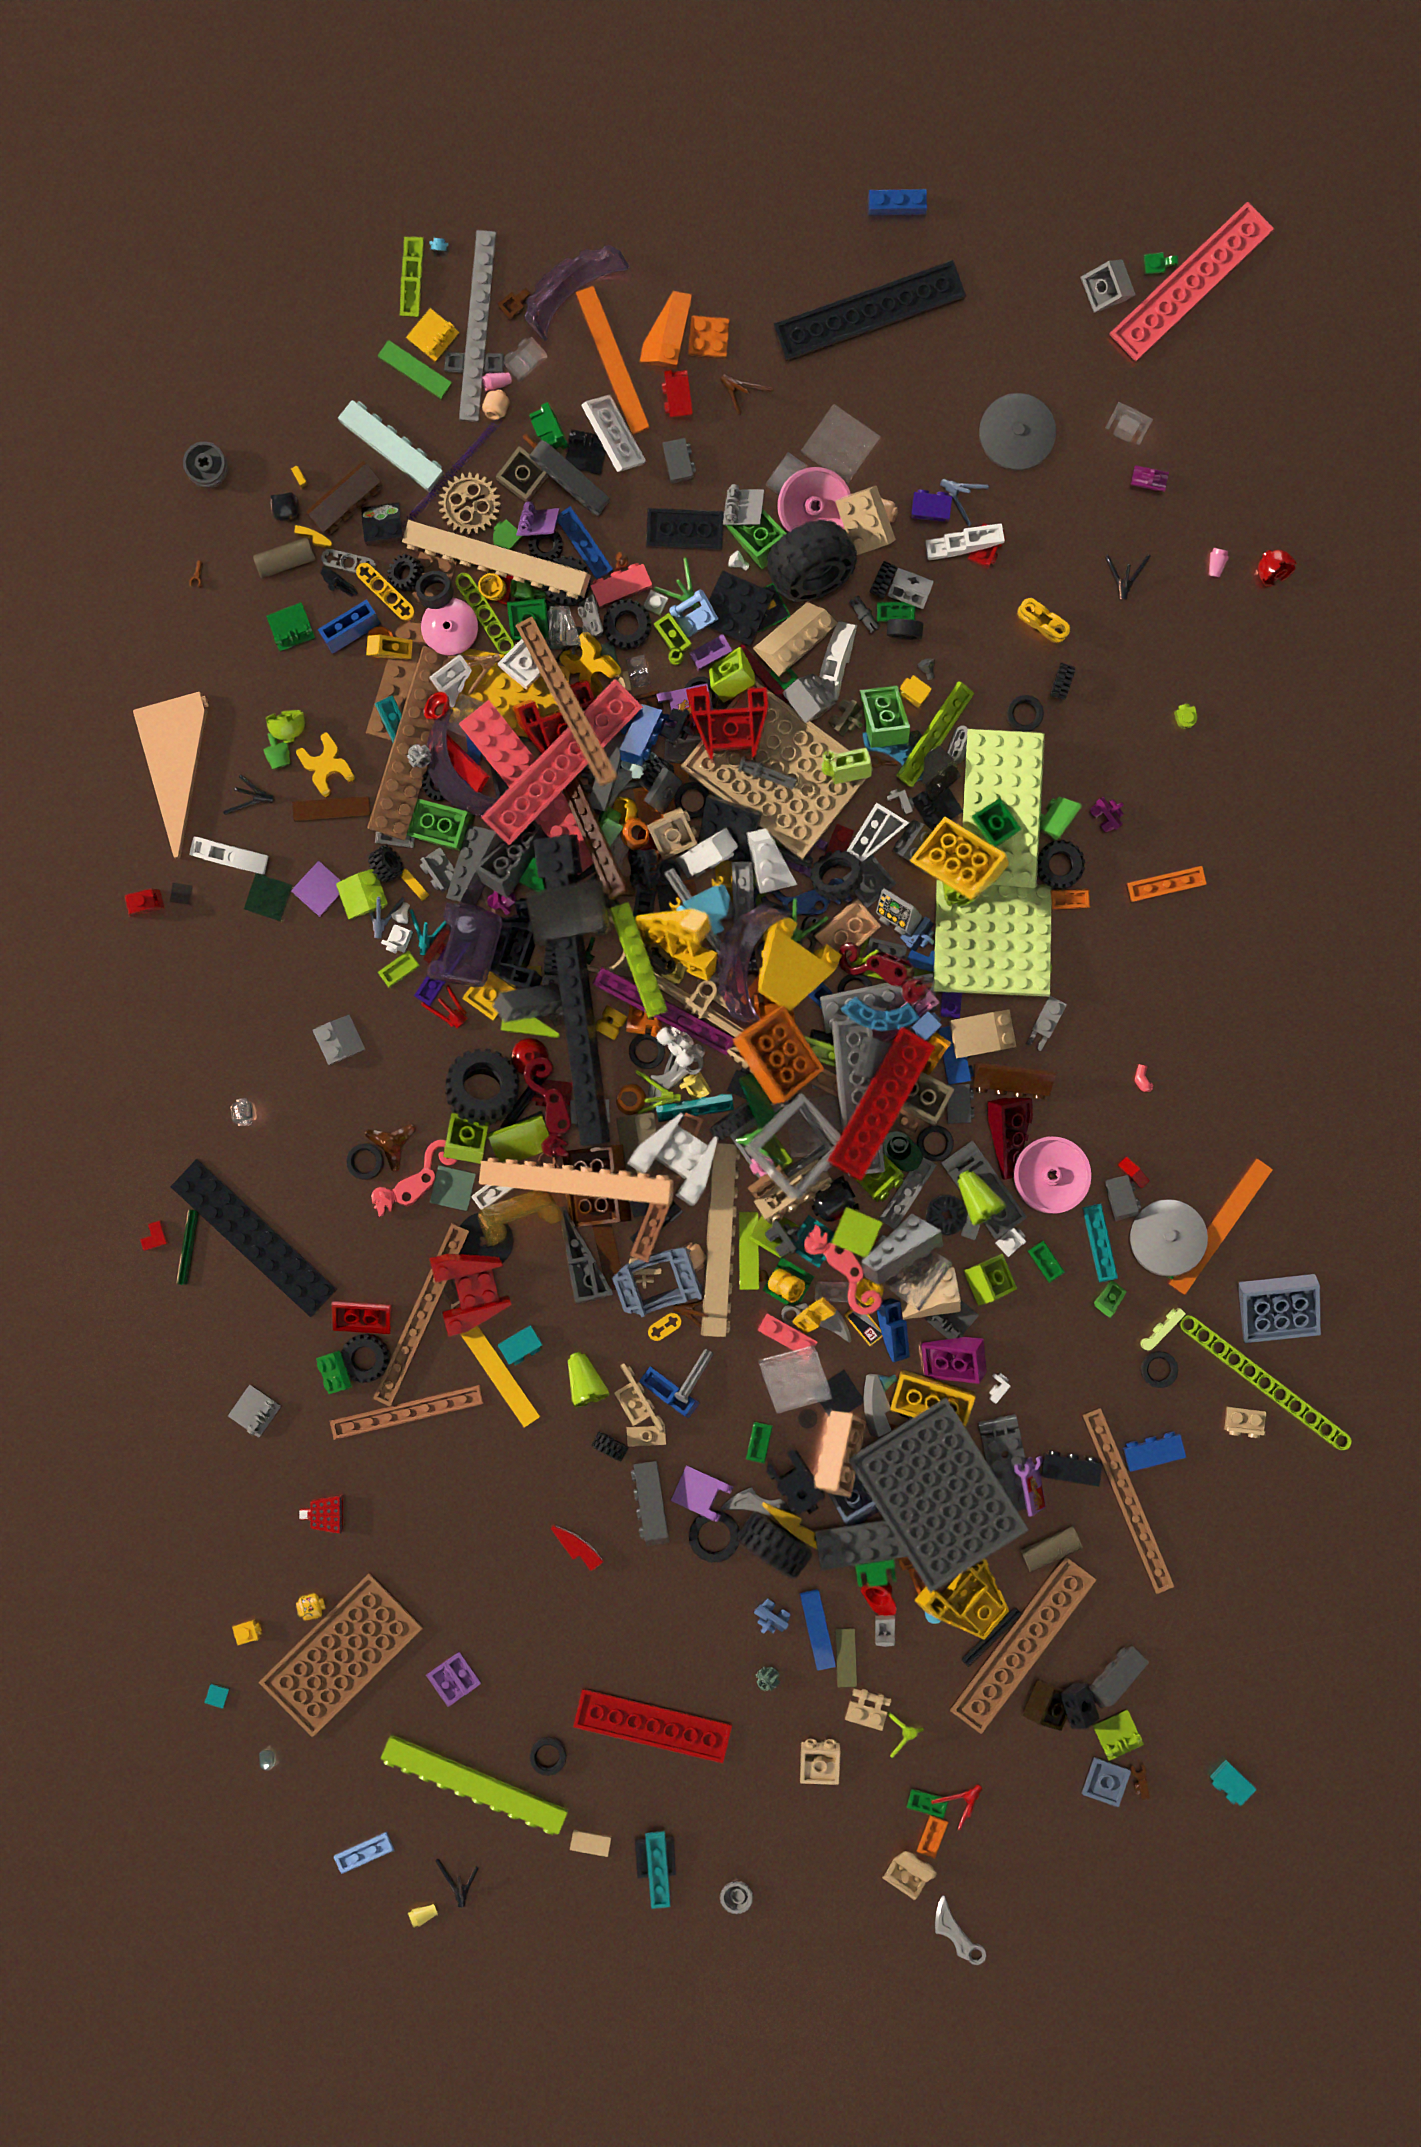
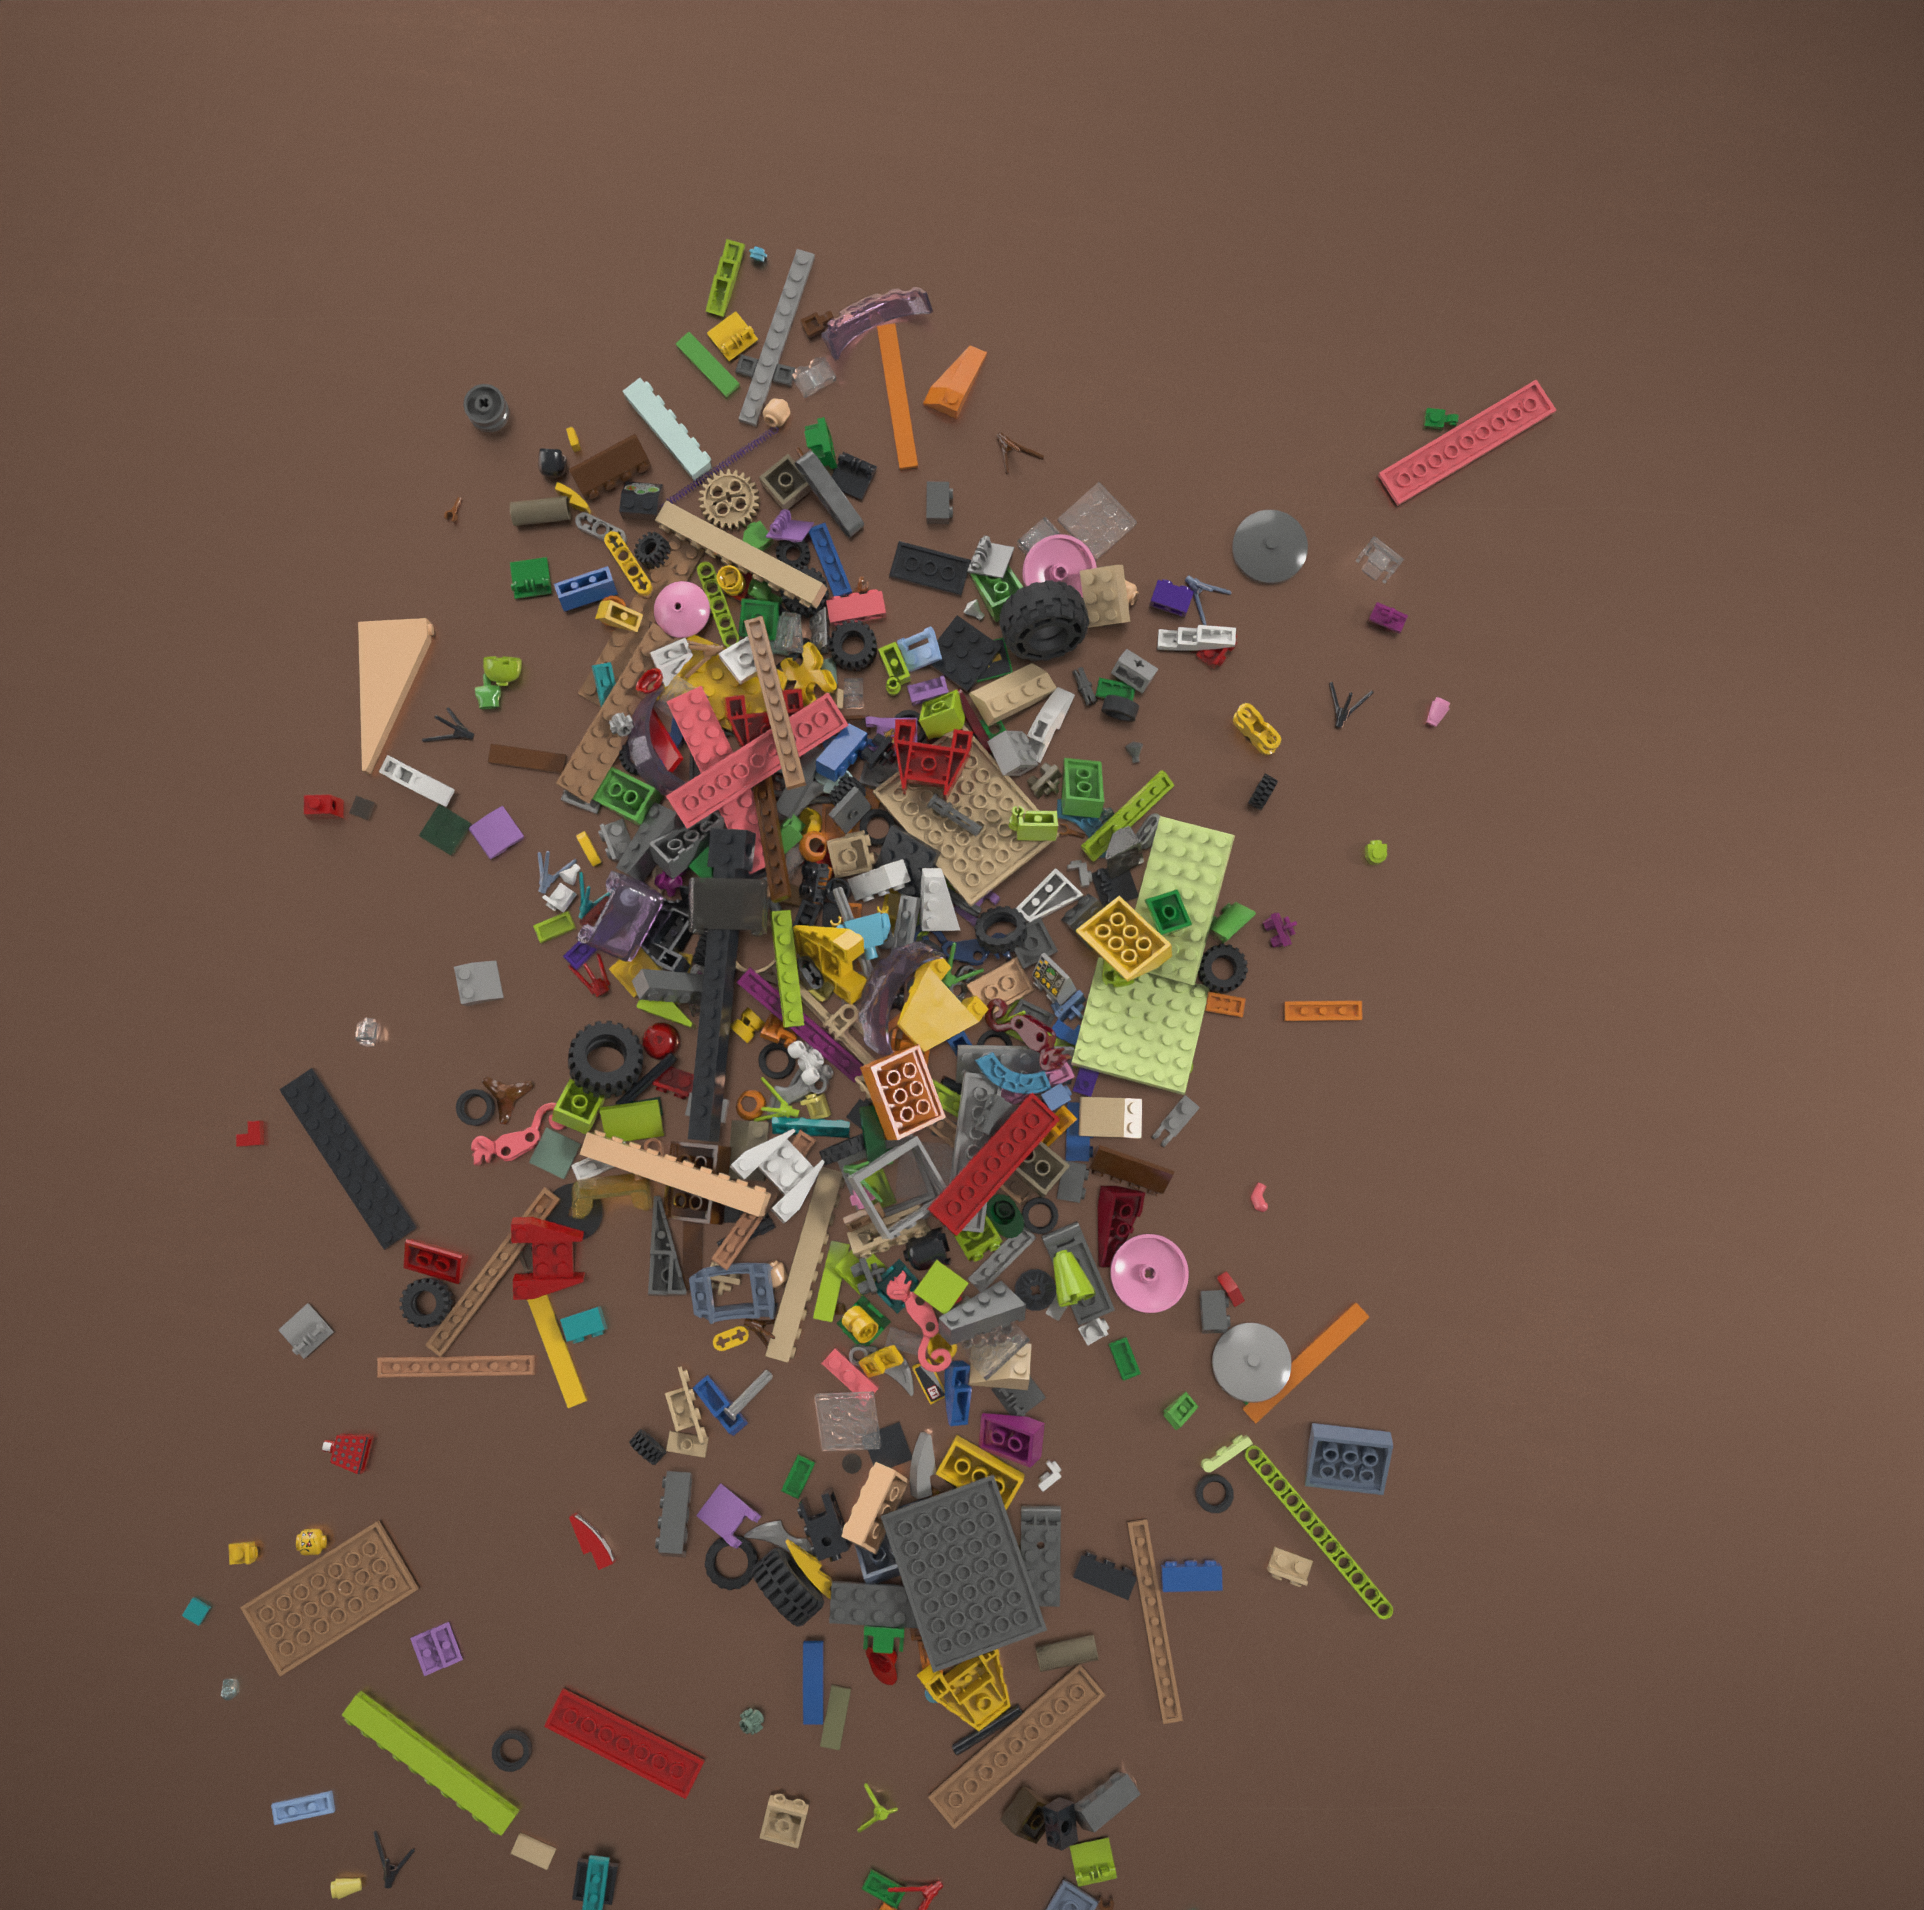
camera: 15 degrees right, 5 degrees down
(187, 1247) = (281, 1153): dark green axle -> none
(325, 764) = (531, 715): yellow piece -> none
(333, 1372) = (392, 1310): green plate -> none
(337, 582) = (585, 545): black piece -> none
(360, 894) = (532, 844): lime slope -> none
(385, 863) = (565, 822): black tyre -> none
(439, 600) = (674, 560): black tyre -> none
(495, 381) = (782, 391): bright pink cone -> none
(554, 1111) = (670, 1099): dark red animal -> none
(585, 1381) = (638, 1375): lime cone -> none
(589, 957) = (741, 957): dark green hand -> none
(613, 433) = (882, 462): white plate -> none
(655, 602) = (885, 632): white plate -> none
(678, 393) = (952, 440): red hinge -> none
(687, 593) = (917, 629): bright green plant -> none
(708, 336) = (994, 394): orange plate -> none
(779, 1621) = (775, 1665): medium blue hips -> none
(840, 839) = (1013, 896): red plate -> none
(867, 1715) = (842, 1781): tan plate -> none
(869, 310) = (1152, 402): black plate -> none
(883, 579) = (1110, 656): black tyre -> none
(885, 1630) = (880, 1699): light grey bracket -> none
(887, 1381) = (939, 1443): rock -> none
(897, 202) = (1201, 308): blue brick -> none
(914, 691) = (1117, 769): yellow brick -> none
(990, 1280) = (1064, 1364): lime slope -> none
(1025, 699) = (1219, 801): black tyre -> none
(1032, 1485) = (1061, 1583): medium lavender flag -> none
(1100, 1242) = (1182, 1352): teal tile -> none
(1108, 285) = (1386, 428): light grey slope -> none
(1275, 565) = (1493, 727): red cylinder -> none

